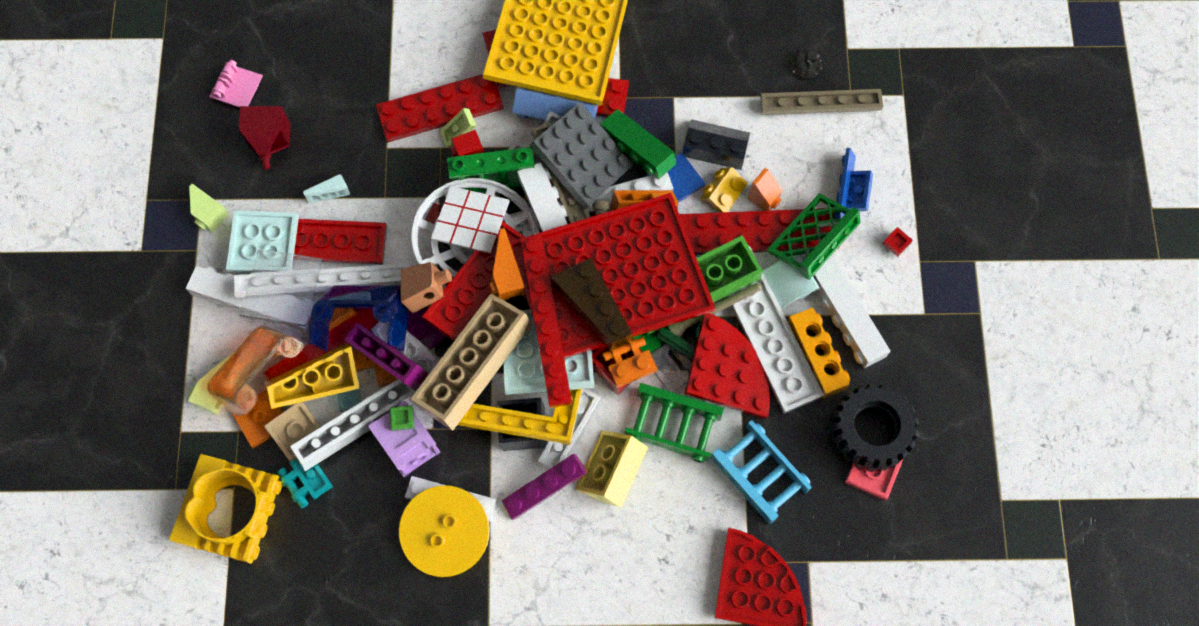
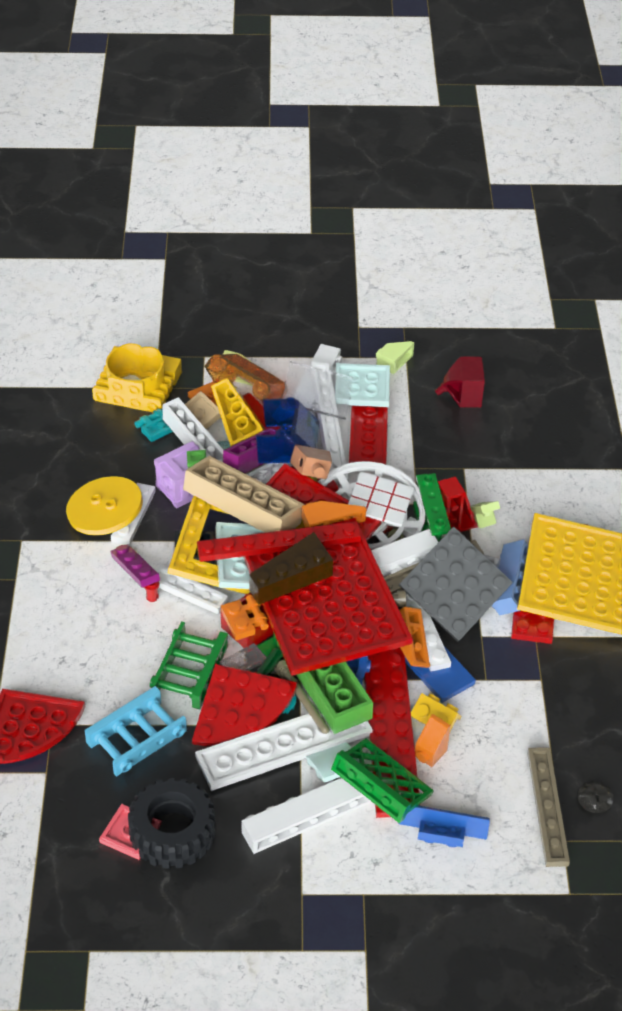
camera: 90 degrees right, 25 degrees down
(235, 85) = (512, 369): bright pink hinge -> none
(329, 189) = (417, 427): light aqua slope -> none
(437, 106) = (501, 485): red plate -> none
(612, 467) = (147, 618): light yellow slope -> none
(639, 144) = (476, 636): green brick -> none
(716, 144) = (489, 708): black slope -> none
(812, 321) = (265, 776): light orange brick -> none
(897, 242) = (383, 867): red plate -> none

